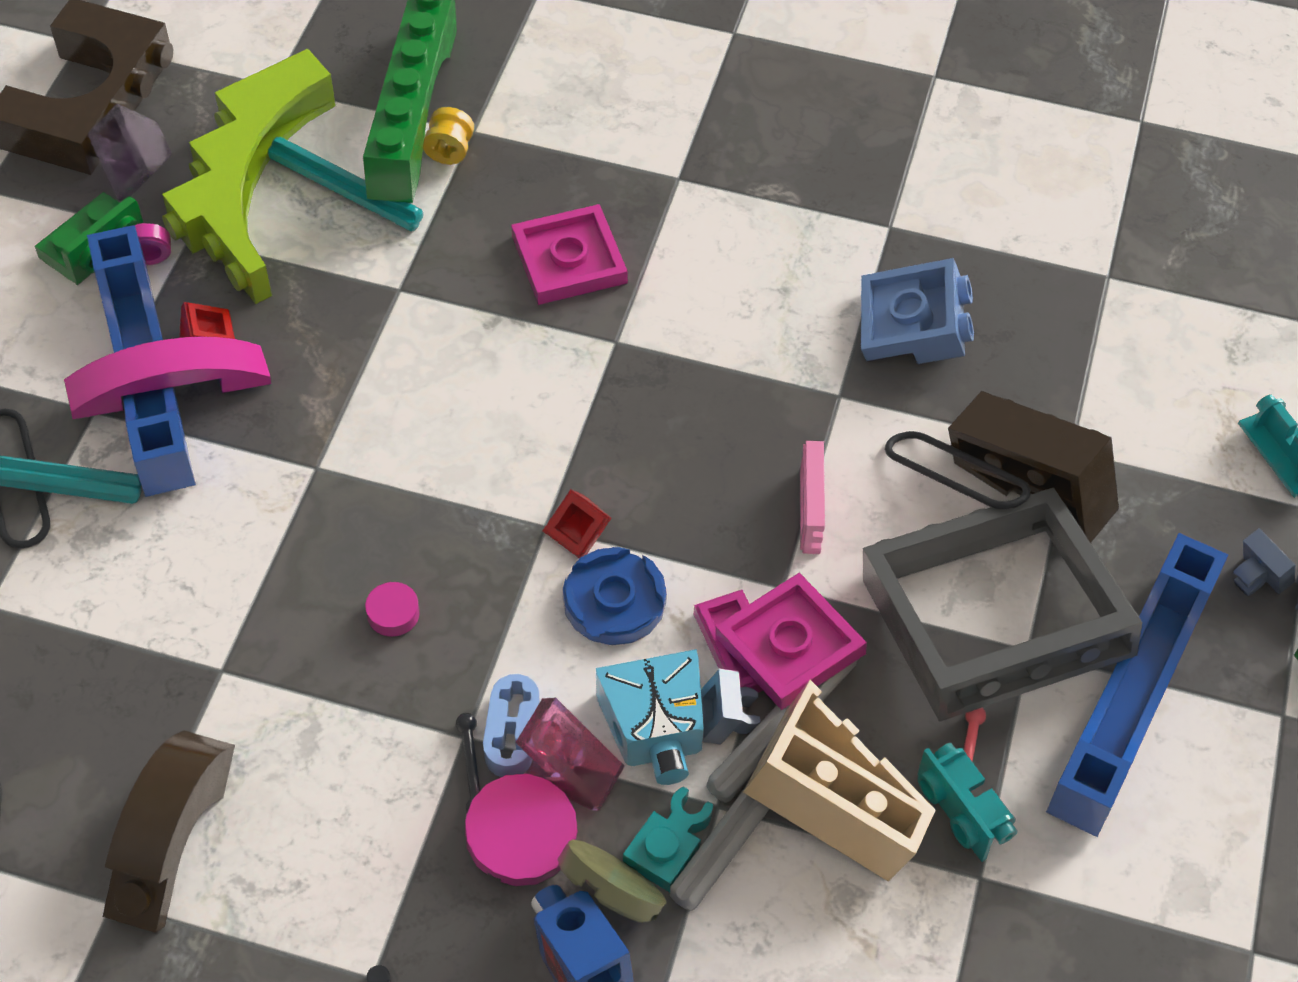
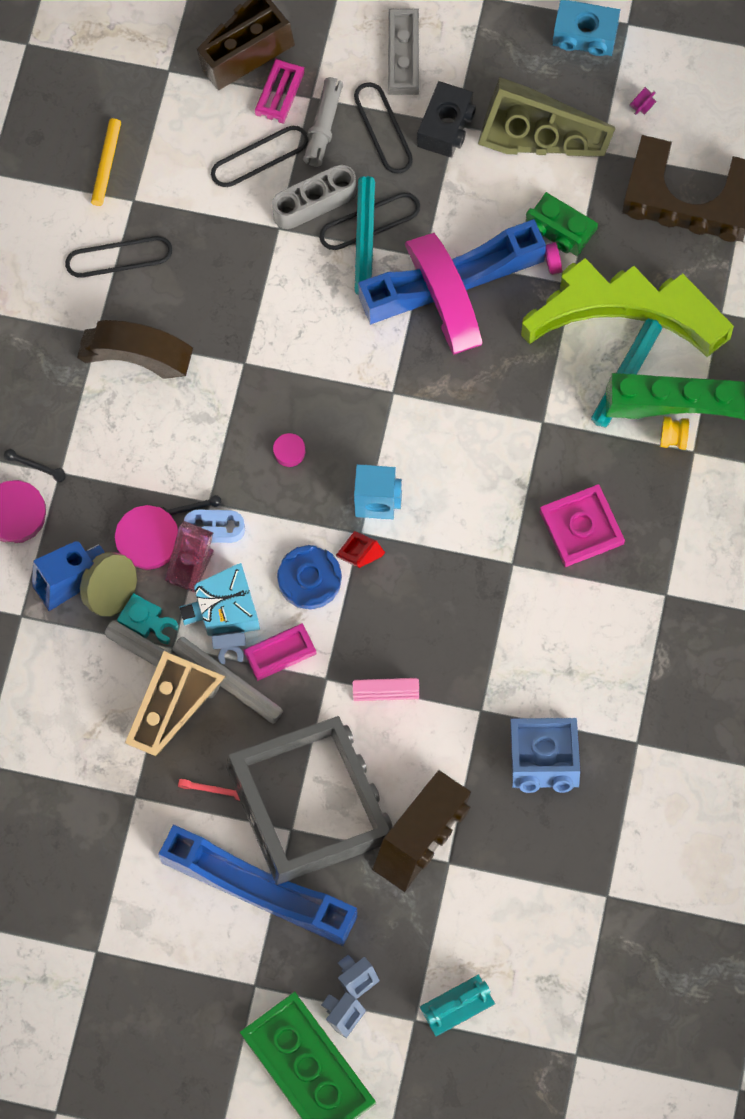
camera: 90 degrees right, 15 degrees up
(128, 149) = (623, 232): clear purple slope -> none
(205, 321) = (491, 308): red slope -> none
(495, 473) = (377, 492): none -> dark azure brick
(790, 640) = (274, 677): dark pink tile -> none
(952, 484) = (400, 769): black piece -> none
(975, 821) = (185, 773): teal hinge -> none

